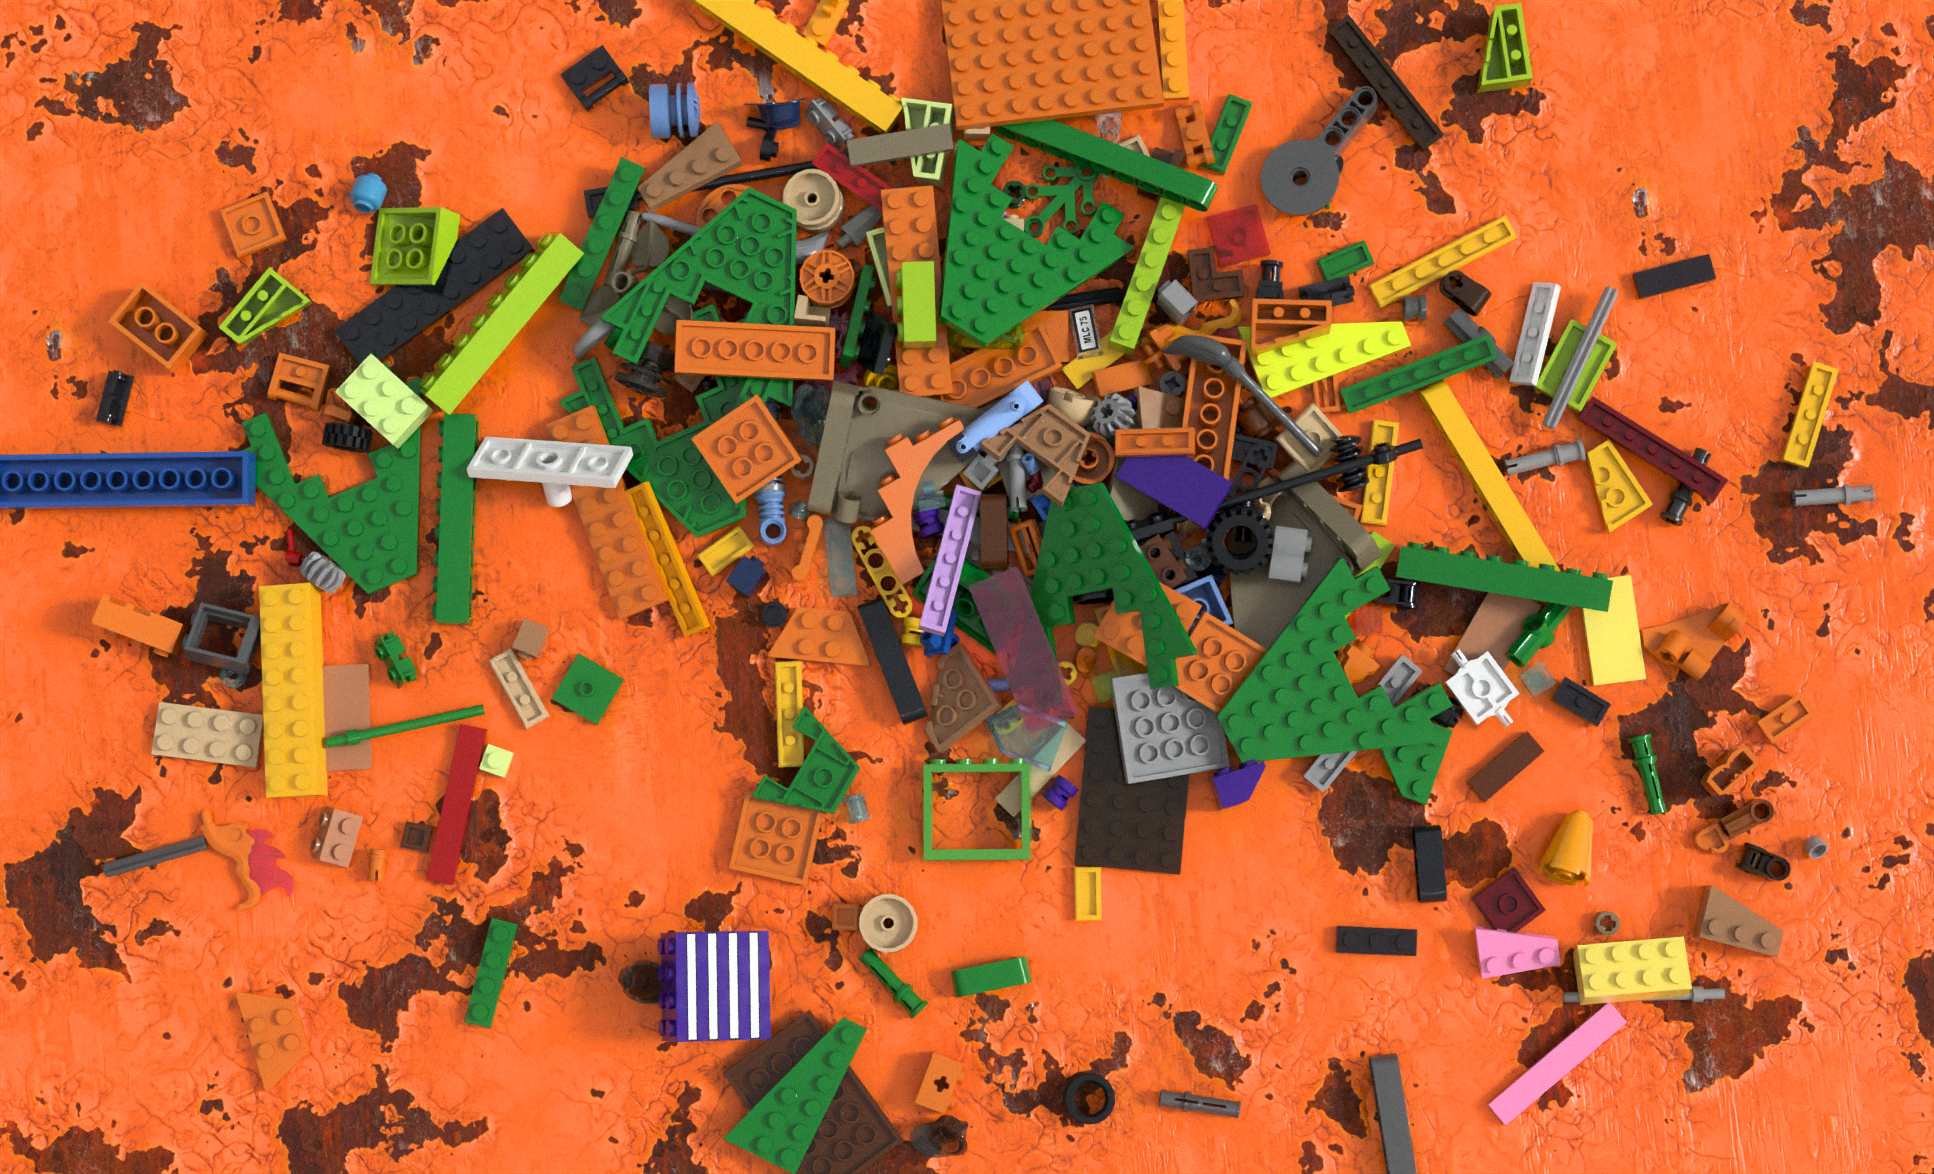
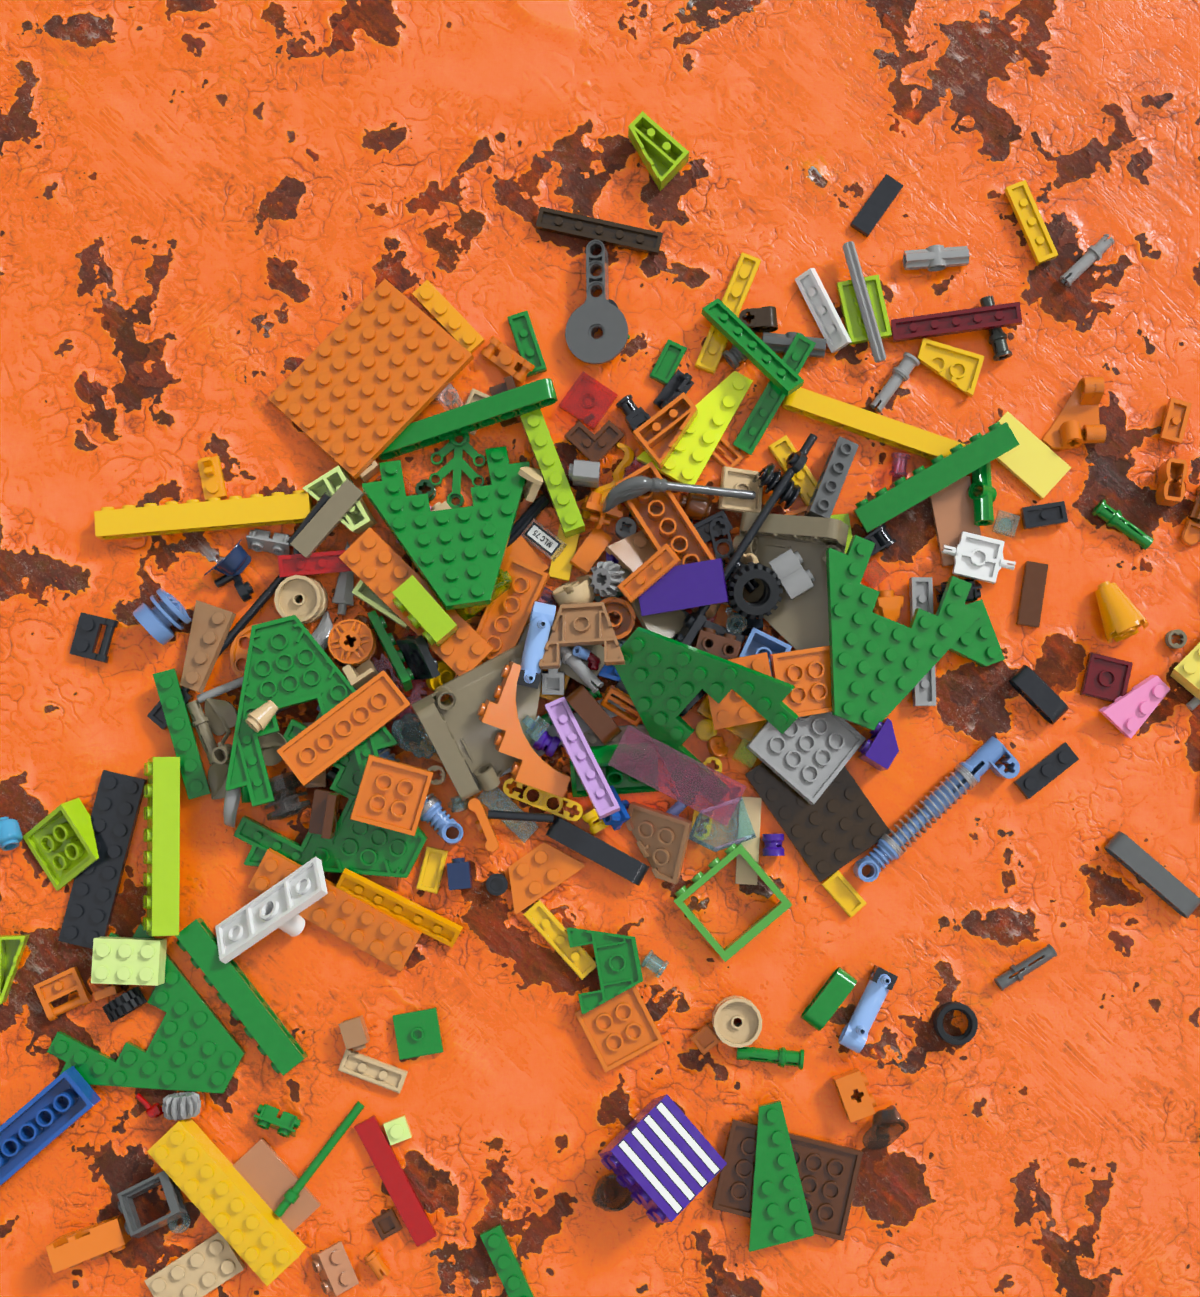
camera: 40 degrees left, 0 degrees up
(671, 415) = (324, 813): none -> reddish brown panel
(689, 277) = (260, 717): none -> tan cone
(848, 569) = (520, 816): none -> black bar
(909, 125) = (325, 497): none -> black bar
(1018, 1016) = (856, 1031): none -> light blue piece
(1122, 269) = (533, 482): none -> tan tile
(1246, 883) = (966, 775): none -> medium blue piece
(1405, 499) = (832, 478): none -> dark grey brick
(1434, 312) = (752, 347): none -> green plate
(1482, 540) = (899, 464): none -> clear pink bush
(1687, 373) = (936, 258): none -> light grey piece

